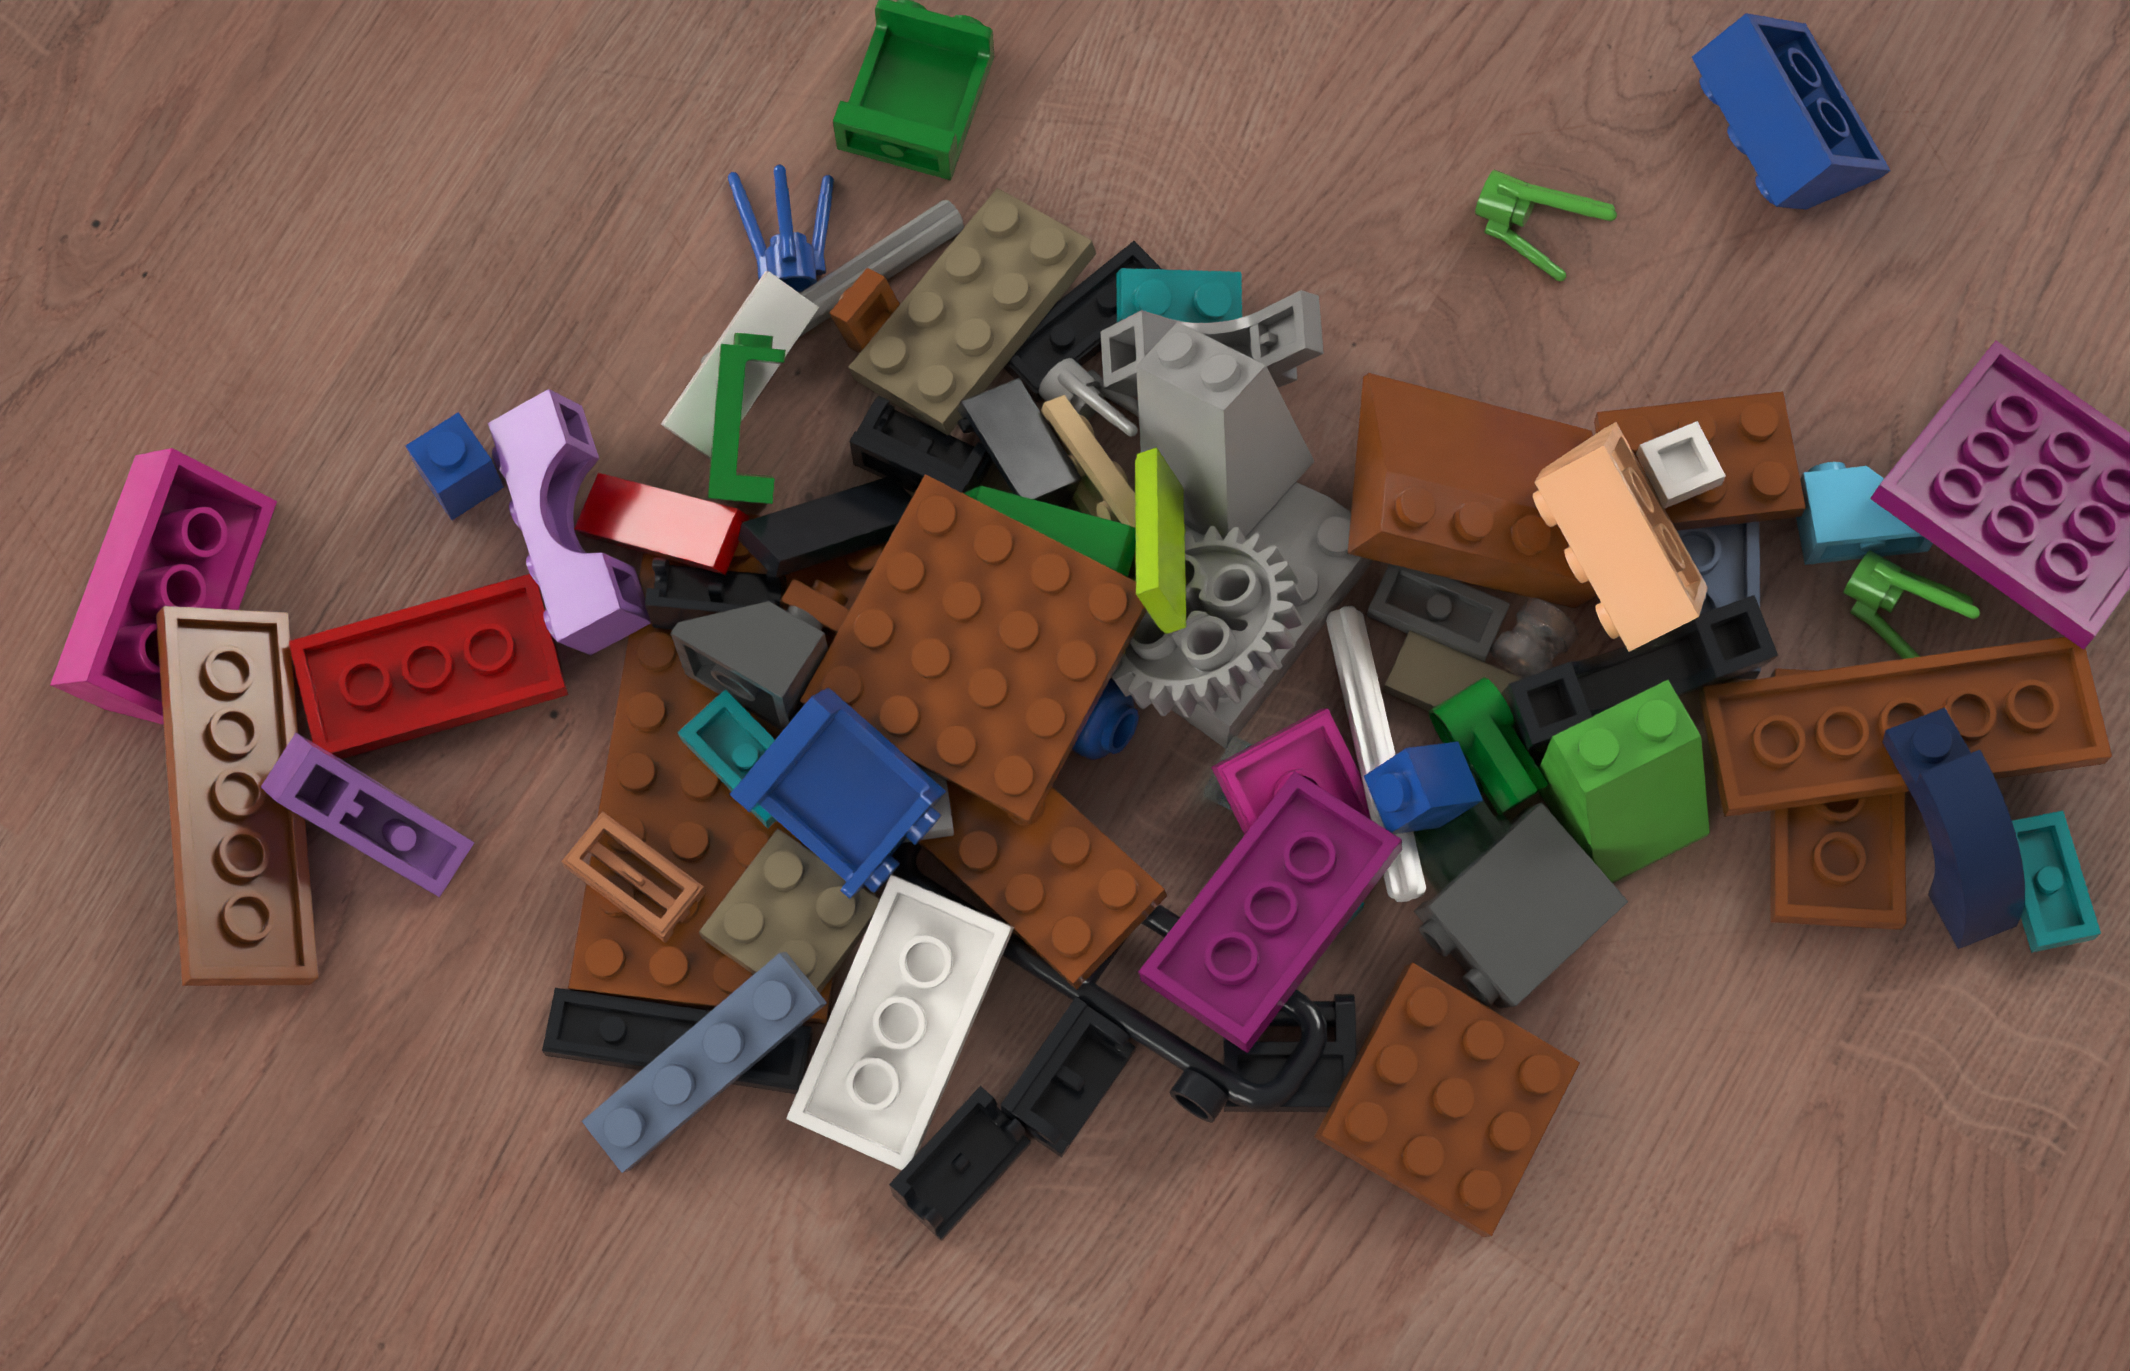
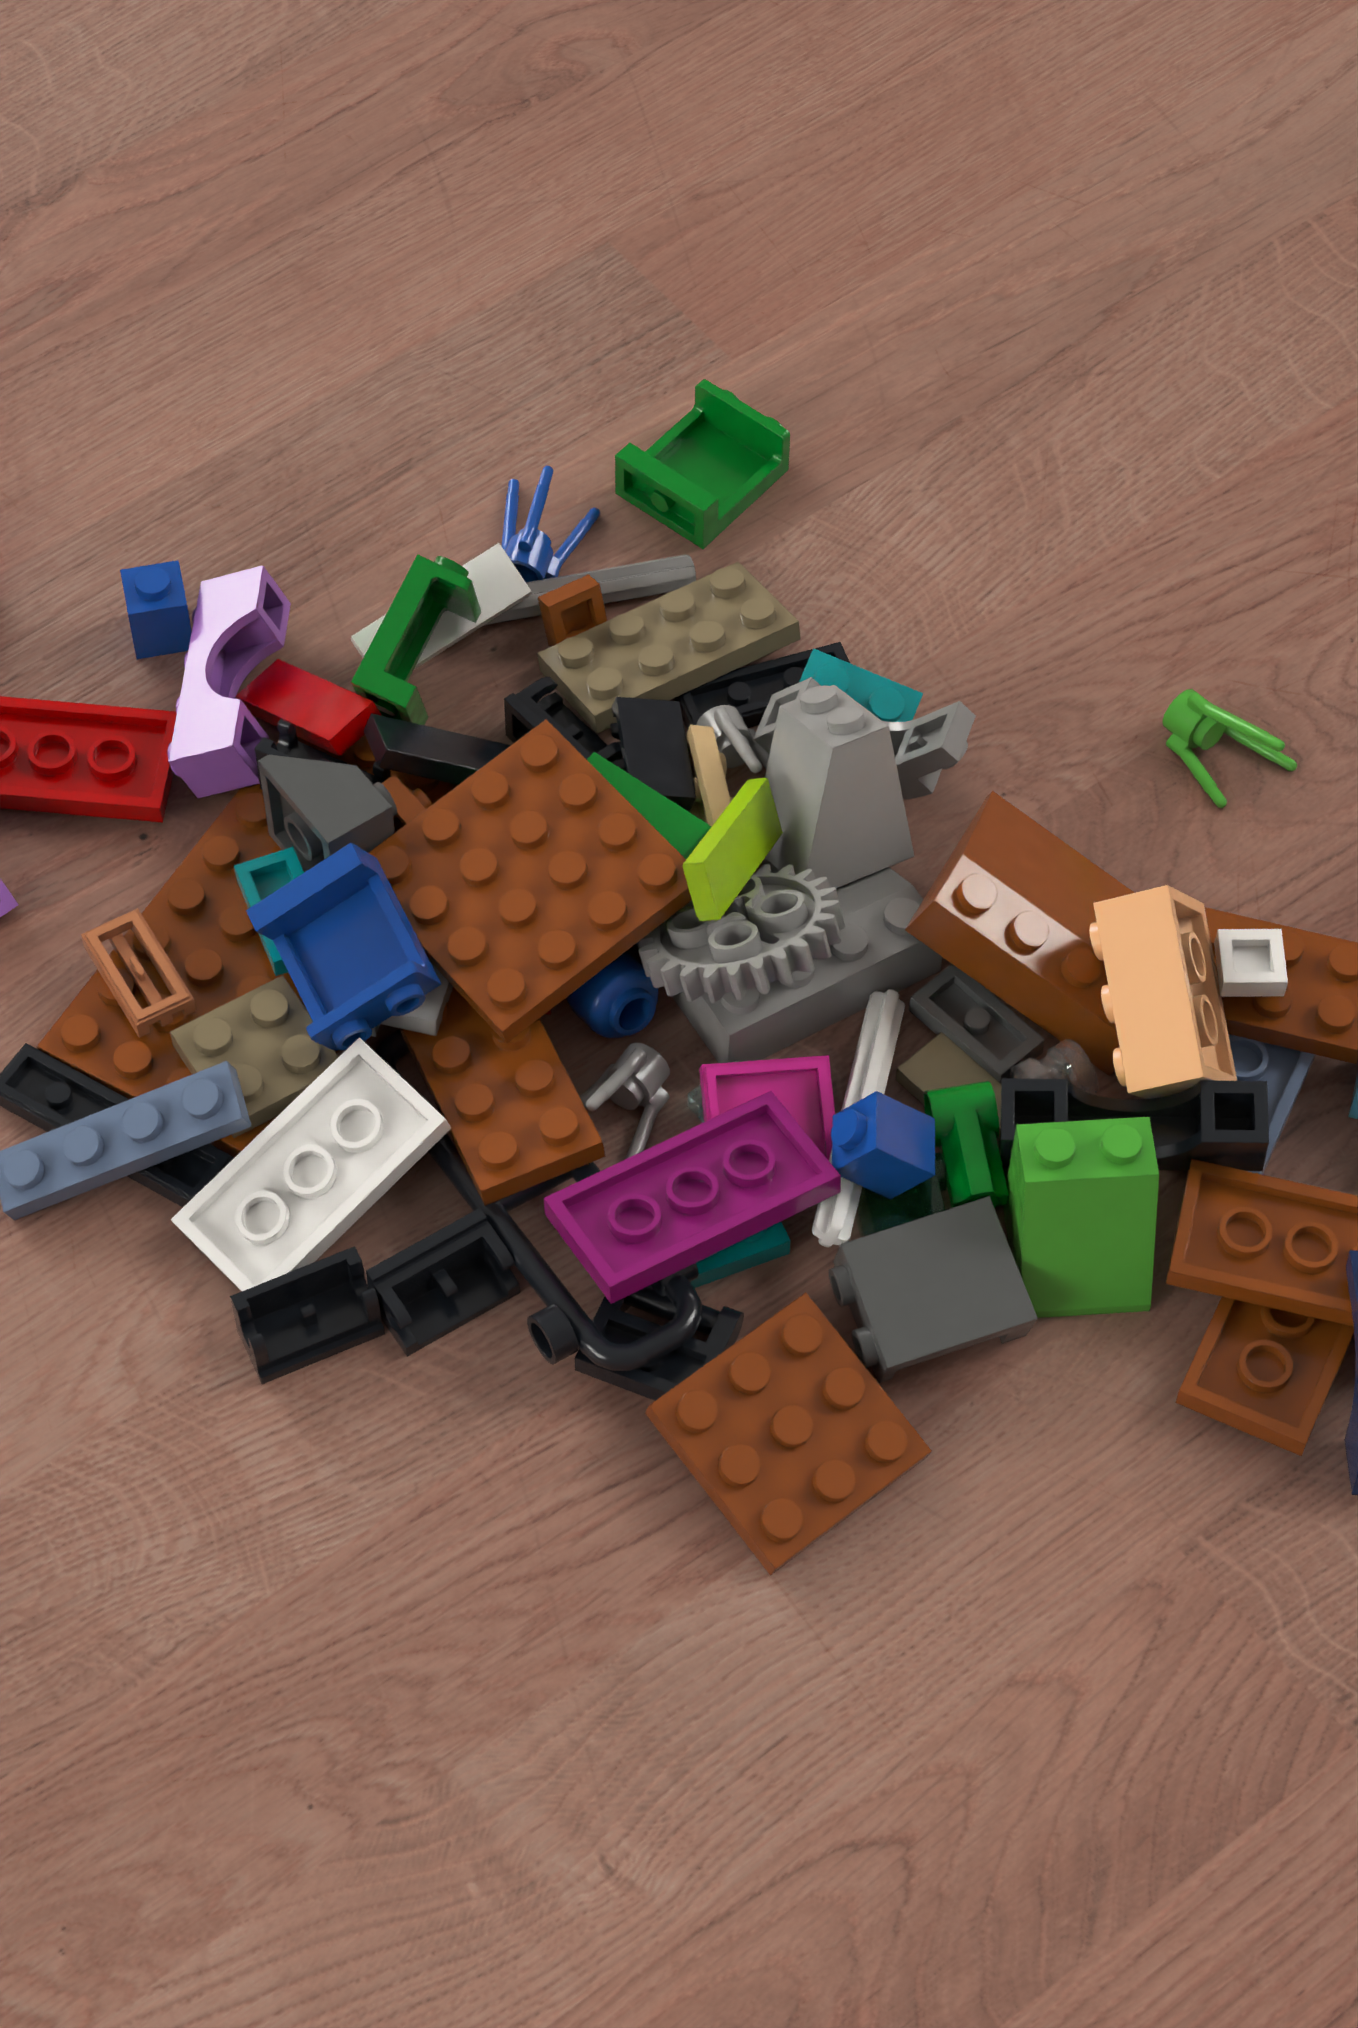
camera: 20 degrees right, 15 degrees down
(1148, 797) = (633, 1083): none -> light grey plant

